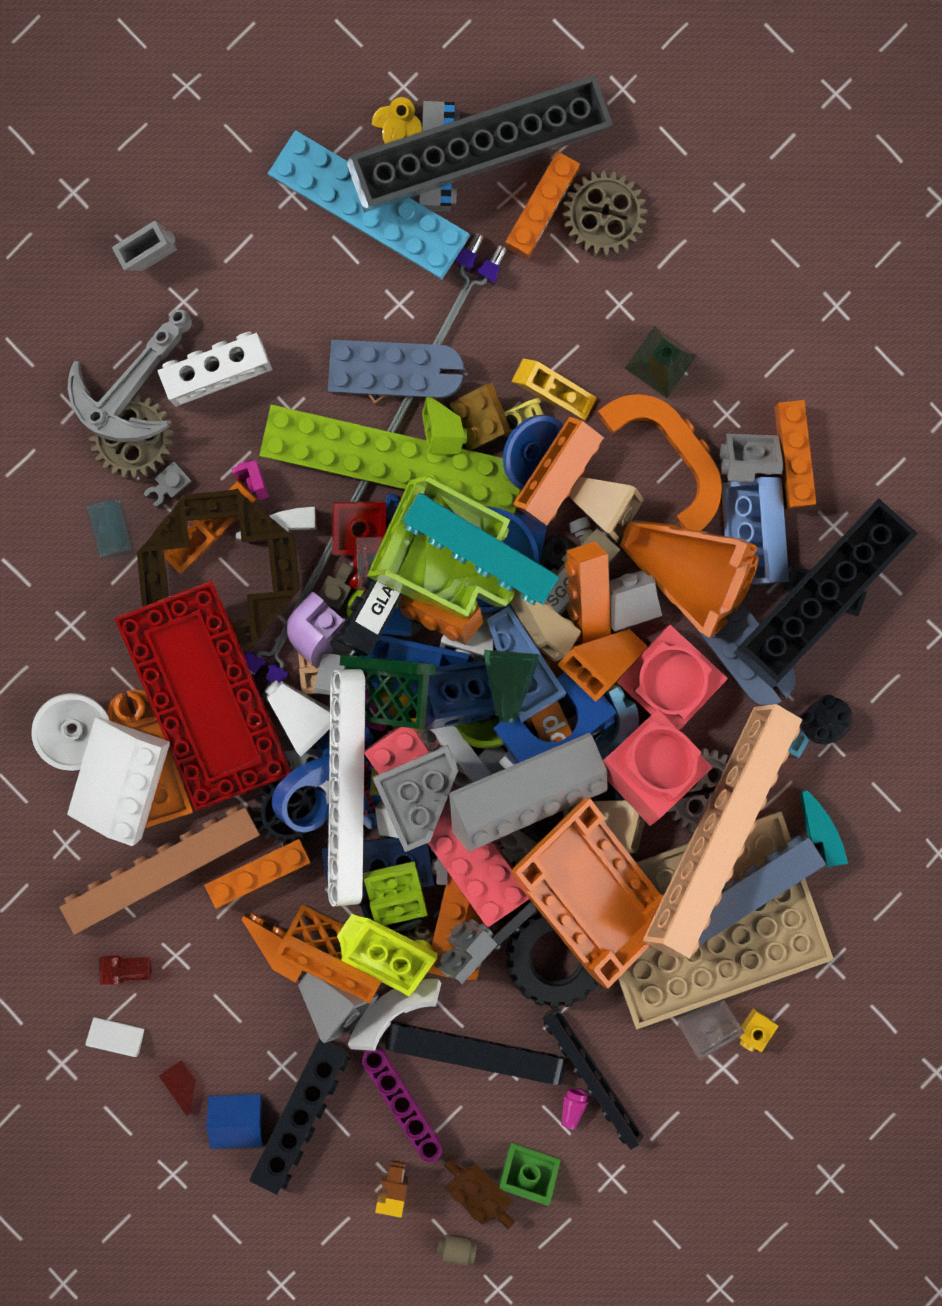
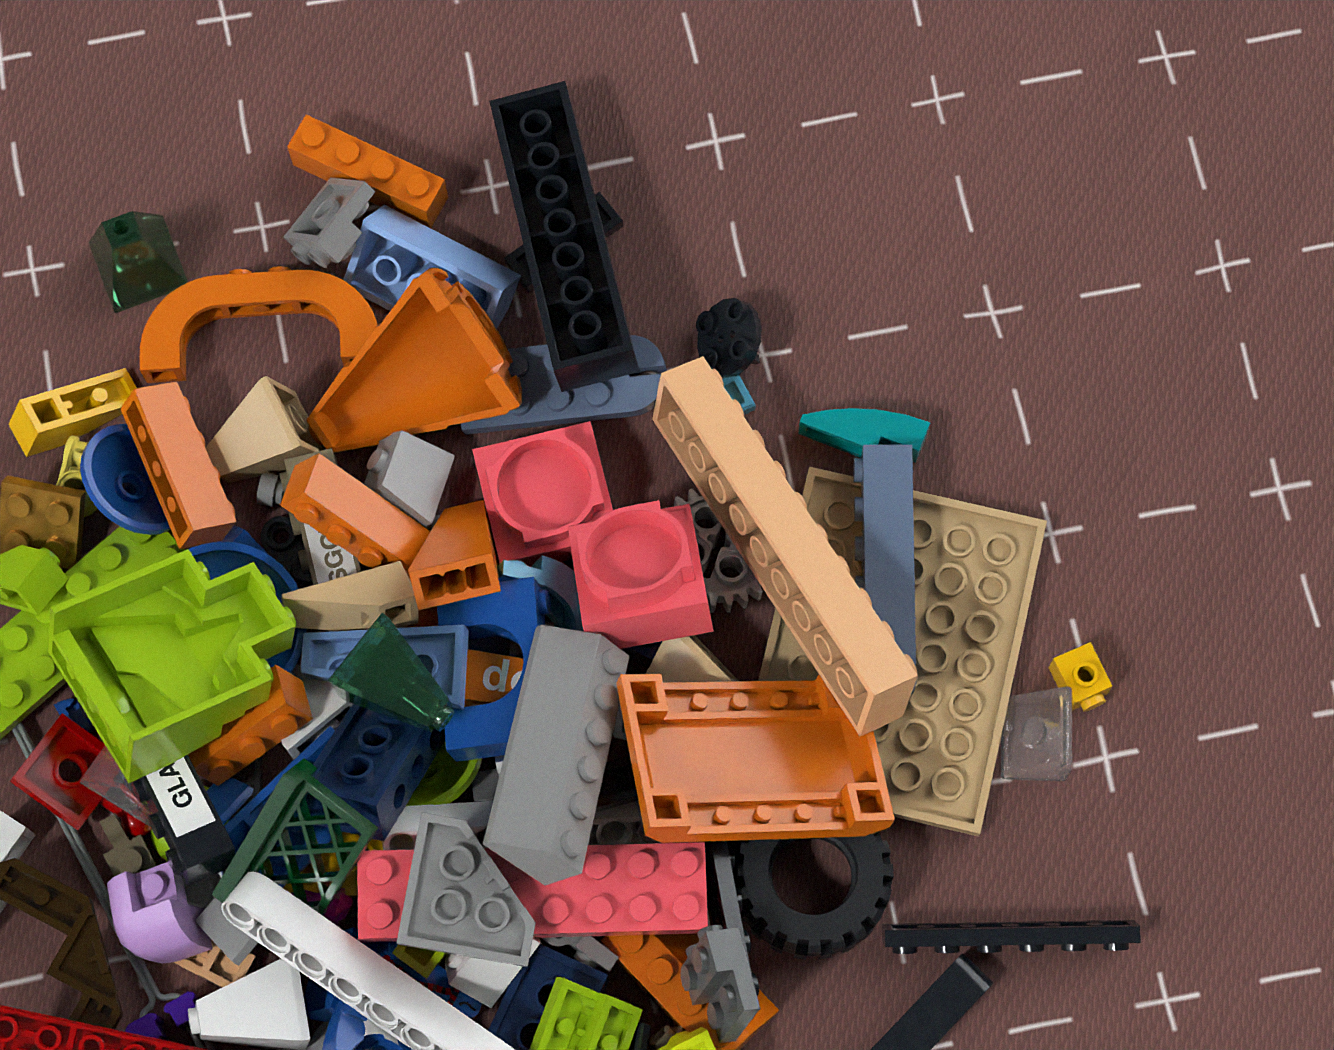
camera: 55 degrees left, 15 degrees down
(480, 548) = (193, 604): teal brick -> none
(574, 1105) = (1035, 986): dark pink cone -> none

